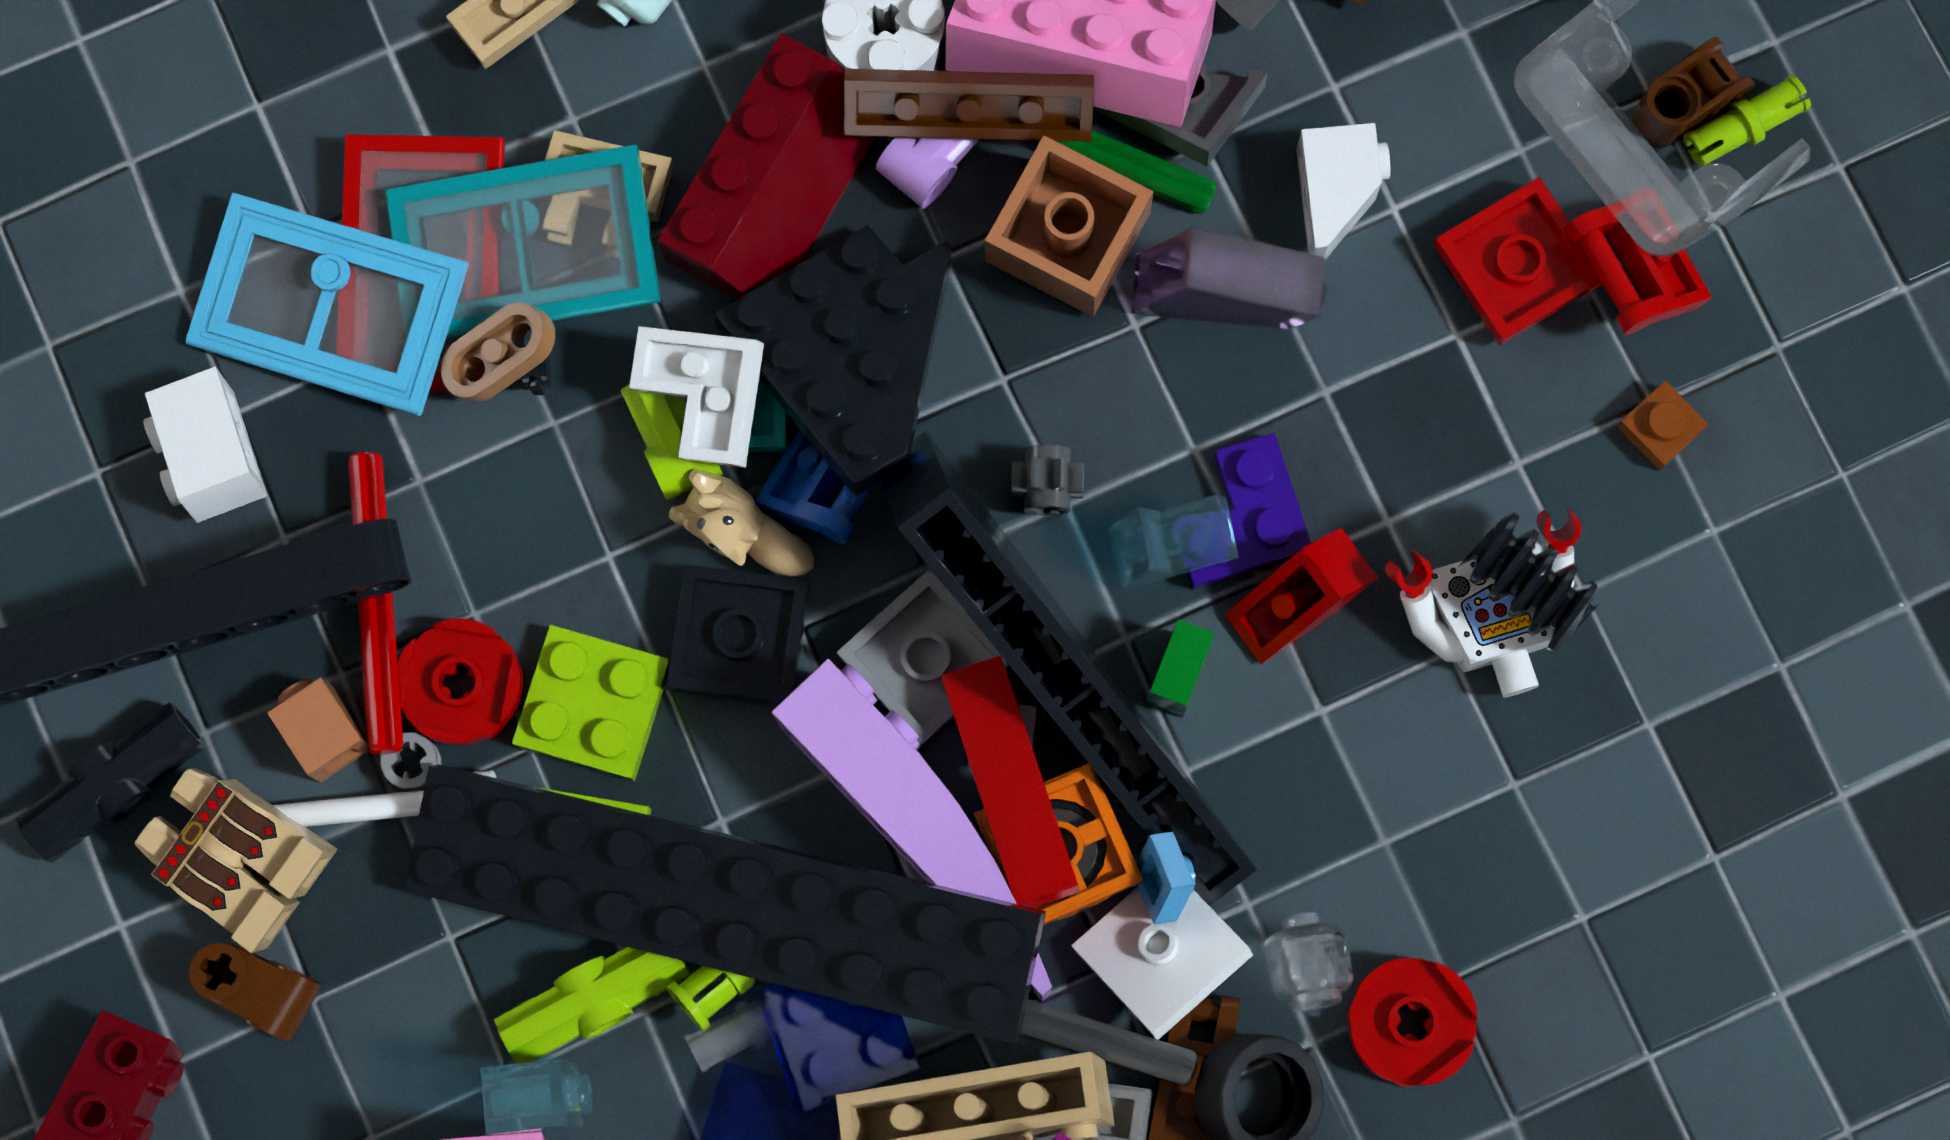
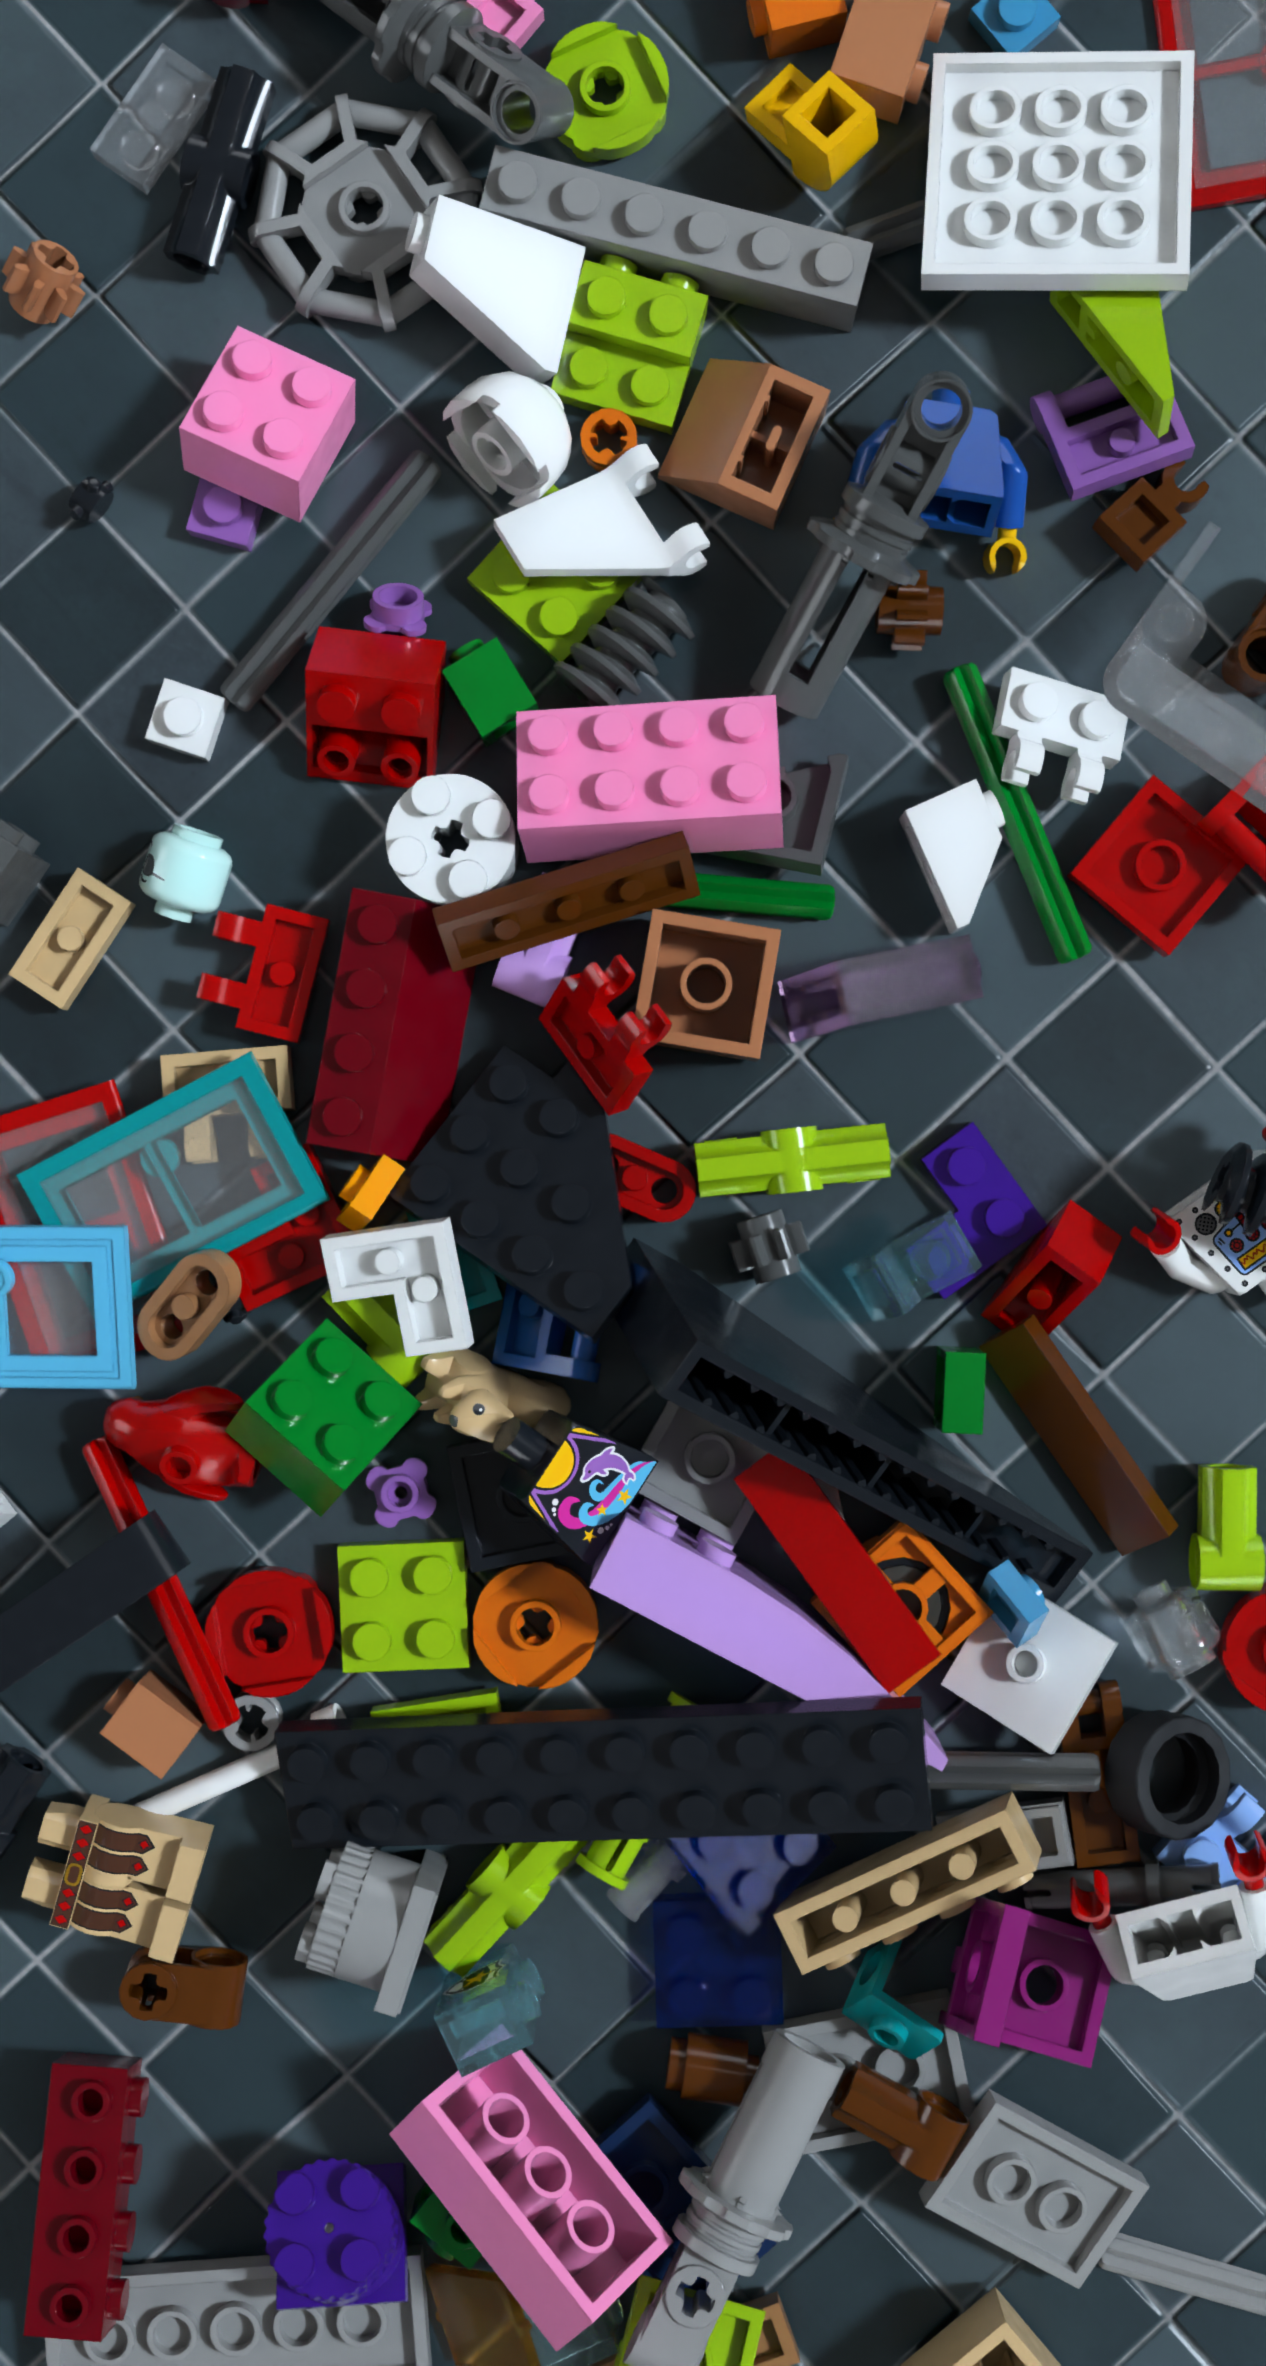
camera: 25 degrees left, 10 degrees up
(454, 479) = (185, 1440): none -> red animal
(455, 974) = (372, 1920): none -> light grey piece
(582, 491) = (322, 1417): none -> green brick
(604, 344) = (290, 1253): none -> red plate
(637, 610) = (410, 1476): none -> medium lavender plate
(676, 742) = (531, 1660): none -> orange plate
(689, 97) = (280, 974): none -> red plate
(697, 302) = (367, 1191): none -> light orange plate
(789, 616) = (571, 1479): none -> torso
(953, 378) = (638, 1172): none -> red plate
(954, 238) = (594, 1042): none -> red plate
(1095, 411) = (792, 1160): none -> lime piece
(1278, 752) = (1078, 1436): none -> reddish brown tile
(1386, 902) = (1226, 1548): none -> lime piece
(1406, 176) = (1021, 818): none -> green axle
(1471, 104) = (1061, 719): none -> white plate

